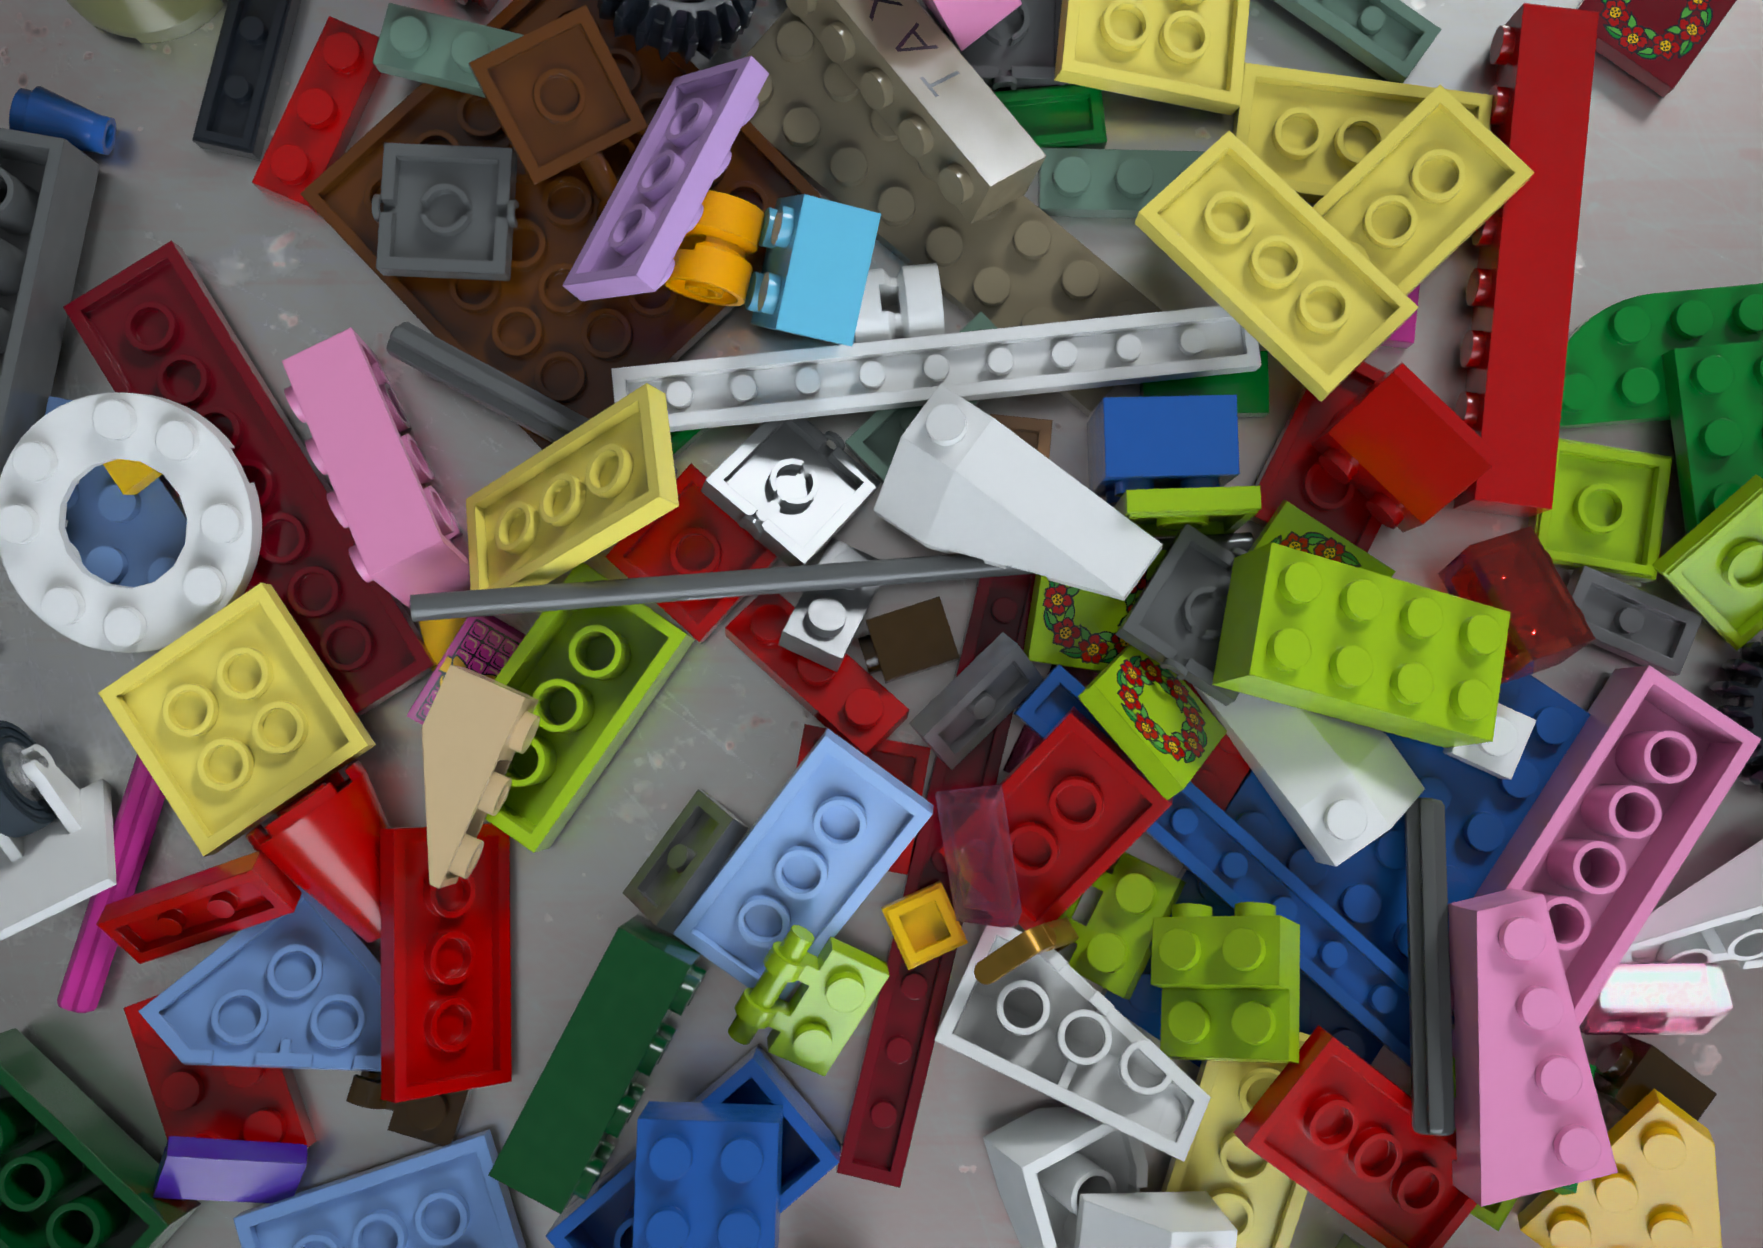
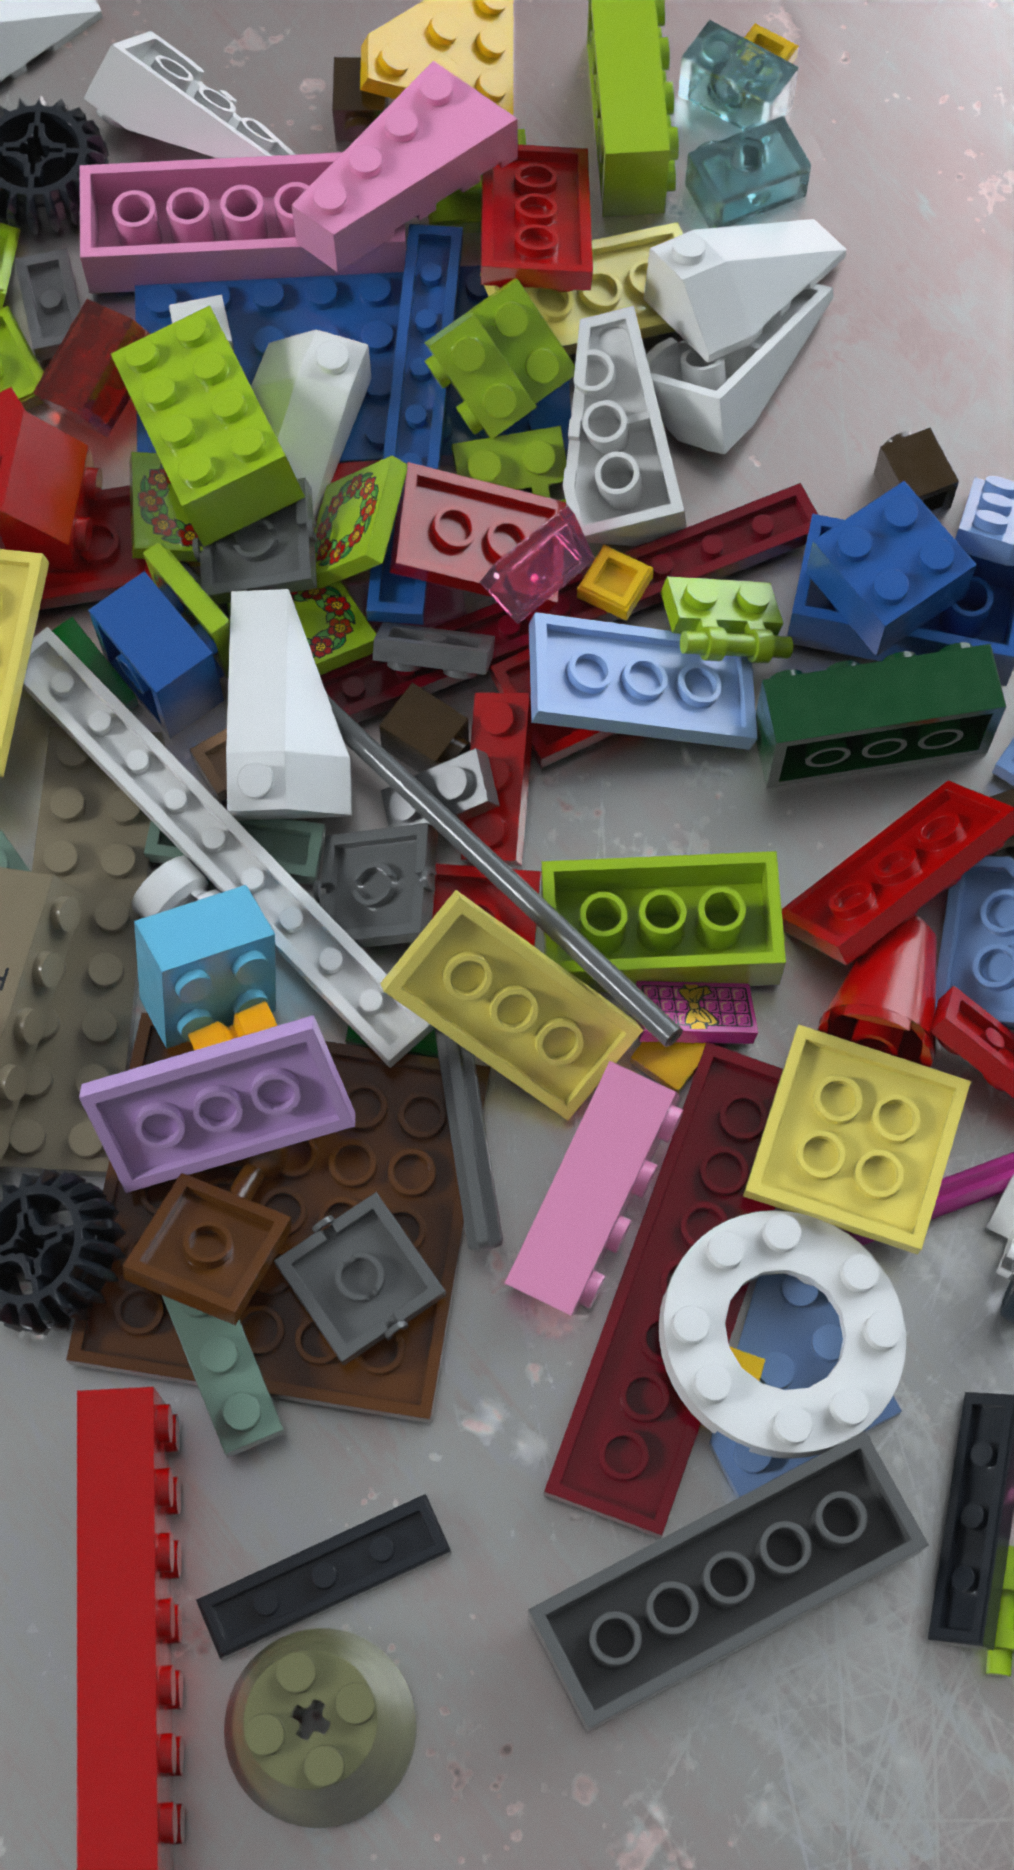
camera: 125 degrees left, 15 degrees down
(59, 117) = (519, 1669): blue cone -> none
(320, 112) = (351, 1468): red plate -> none
(465, 759) = (738, 931): tan slope -> none
(685, 861) = (701, 771): flat silver plate -> none
(1036, 940) = (570, 483): pearl gold piece -> none
(1429, 969) = (389, 255): dark grey axle -> none
(1659, 1000) = (291, 123): slope -> none

